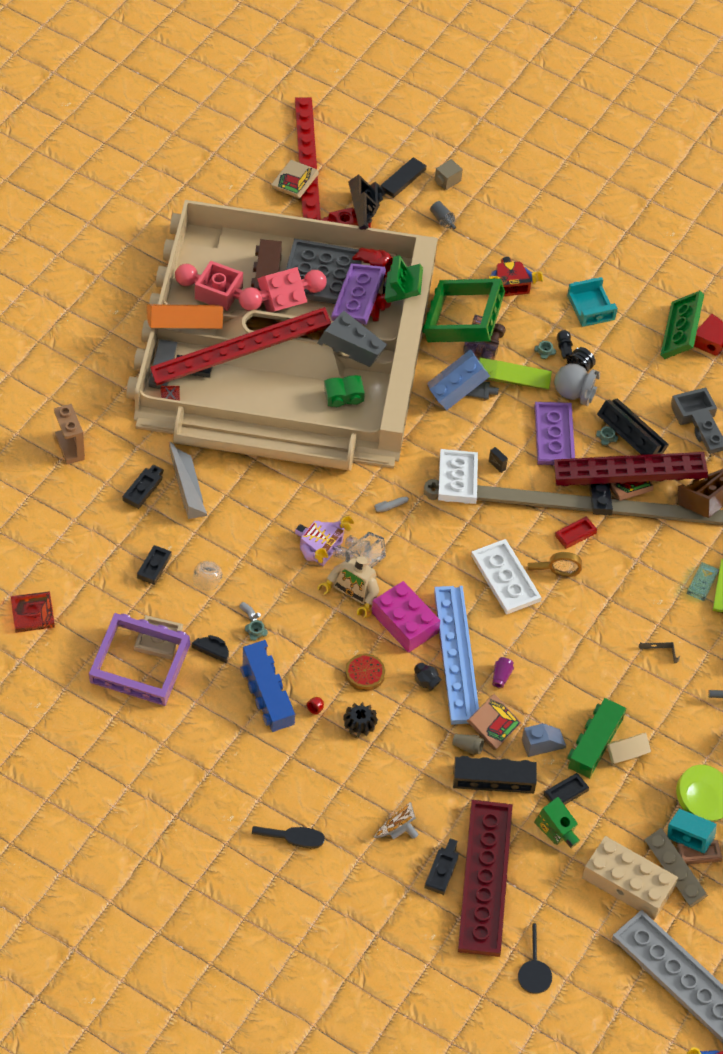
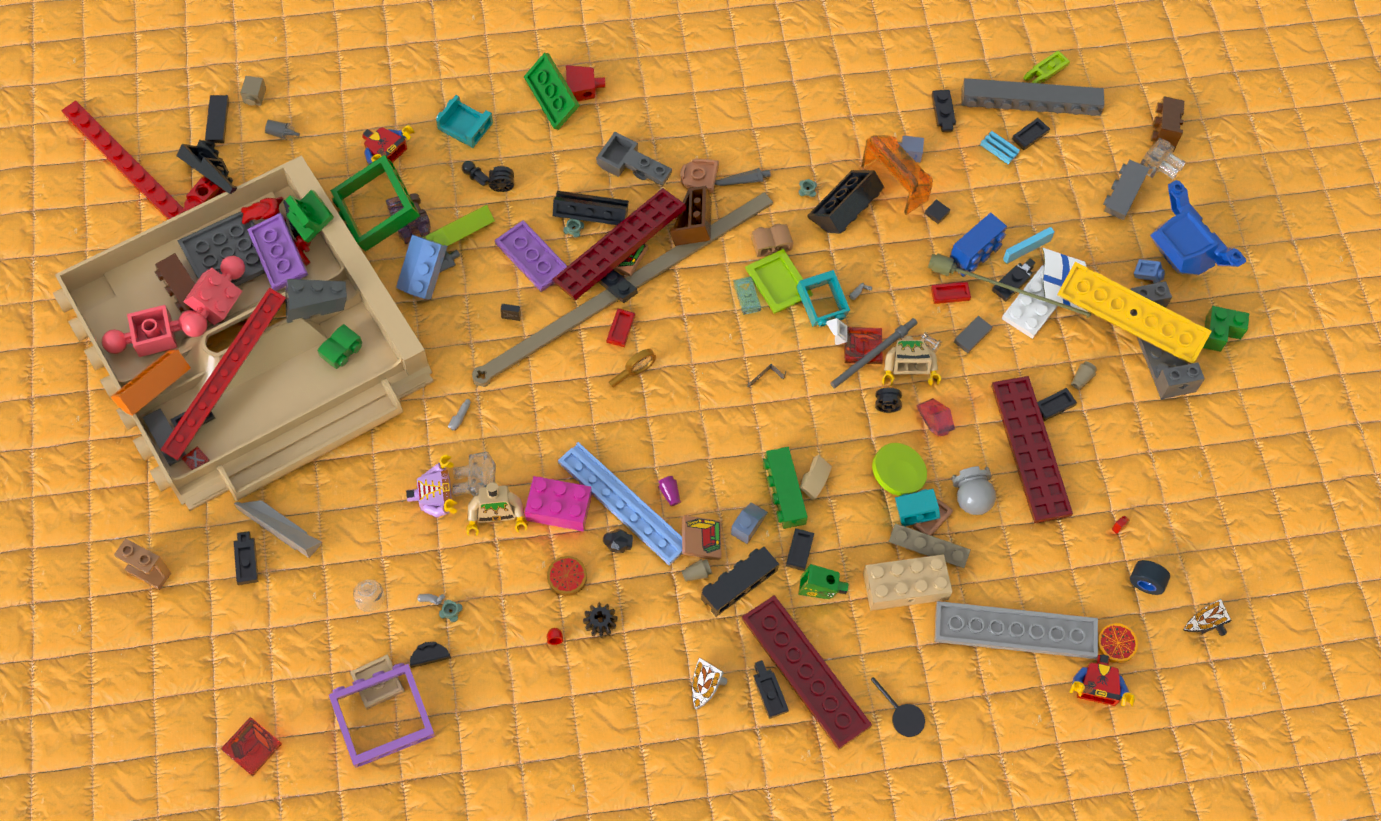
camera: 40 degrees left, 10 degrees up
(154, 564) = (317, 621): black plate -> none
(267, 686) = (506, 654): blue wedge -> none
(295, 179) = (128, 185): tile -> none
(296, 836) = (638, 760): black piece -> none
(458, 476) = (494, 351): white plate -> none
(506, 576) = (602, 407): white plate -> none
(545, 349) = (463, 185): sand green plate -> none
(575, 382) = (513, 201): light grey tile -> none

